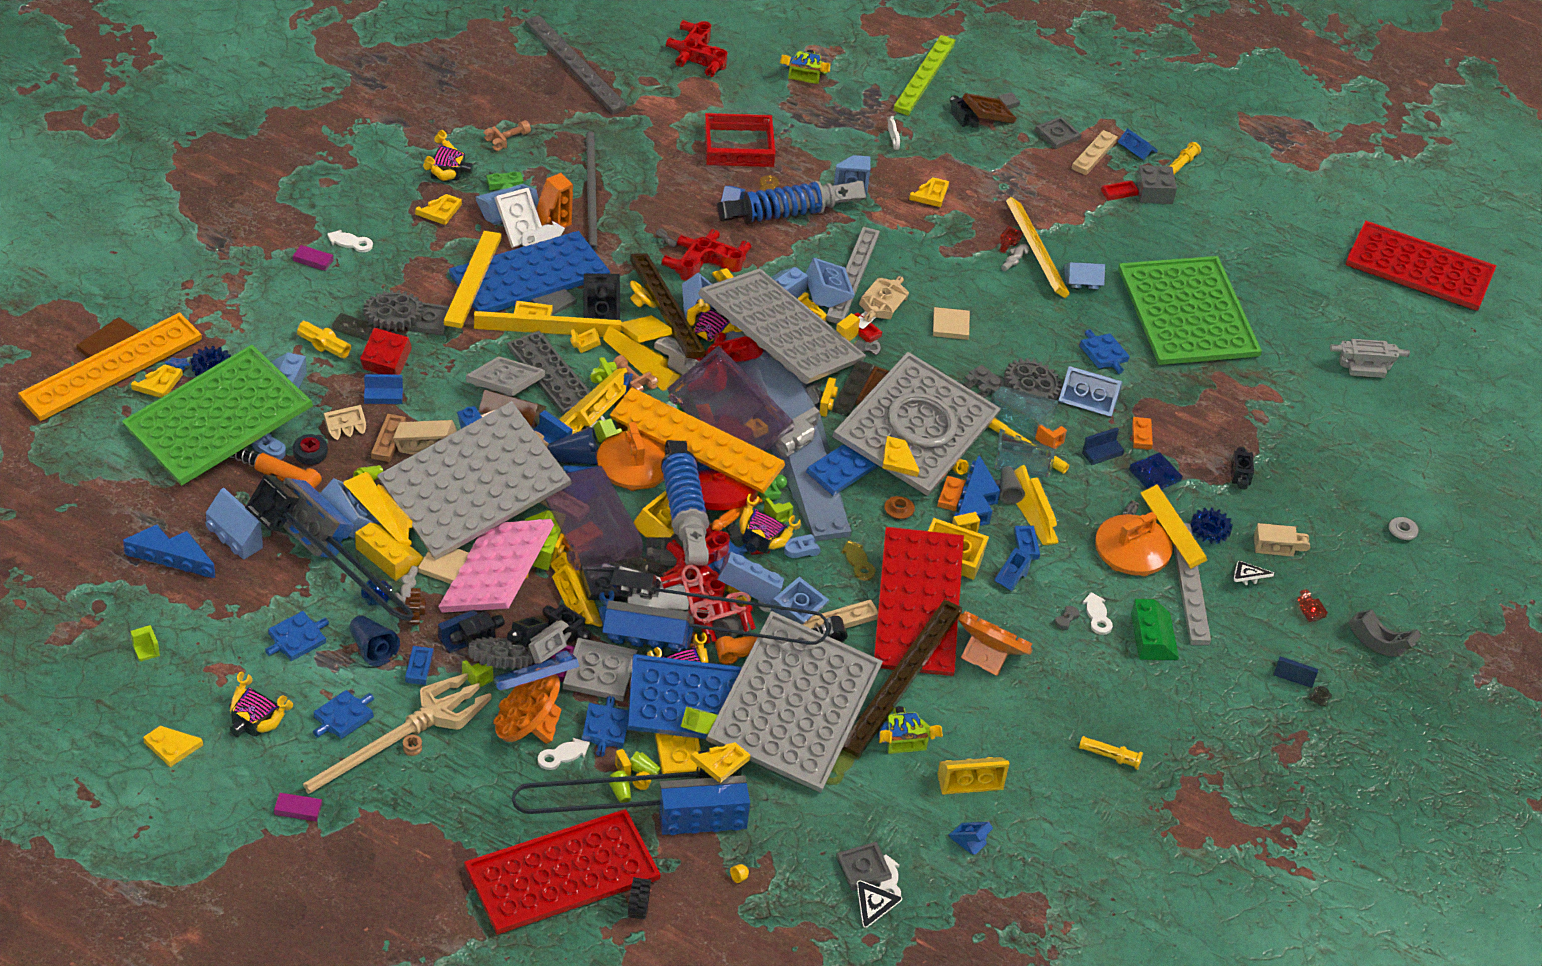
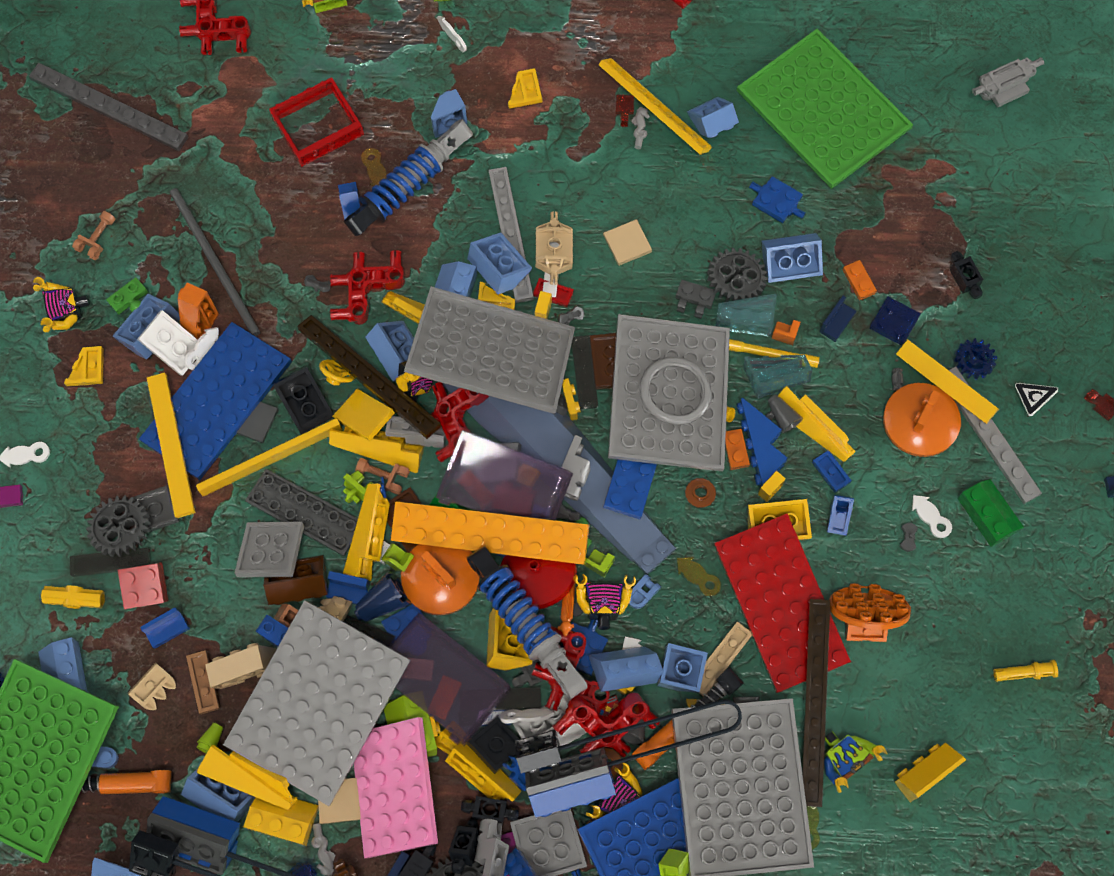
camera: 20 degrees left, 25 degrees up
(310, 449) = (144, 745): black wheel -> none
(533, 308) = (247, 449): yellow plate -> none
(586, 340) = (315, 456): yellow bracket -> none
(898, 457) = (679, 449): yellow wing -> none
(971, 835) = (962, 840): blue slope -> none
(1279, 540) = (1038, 342): tan brick -> none

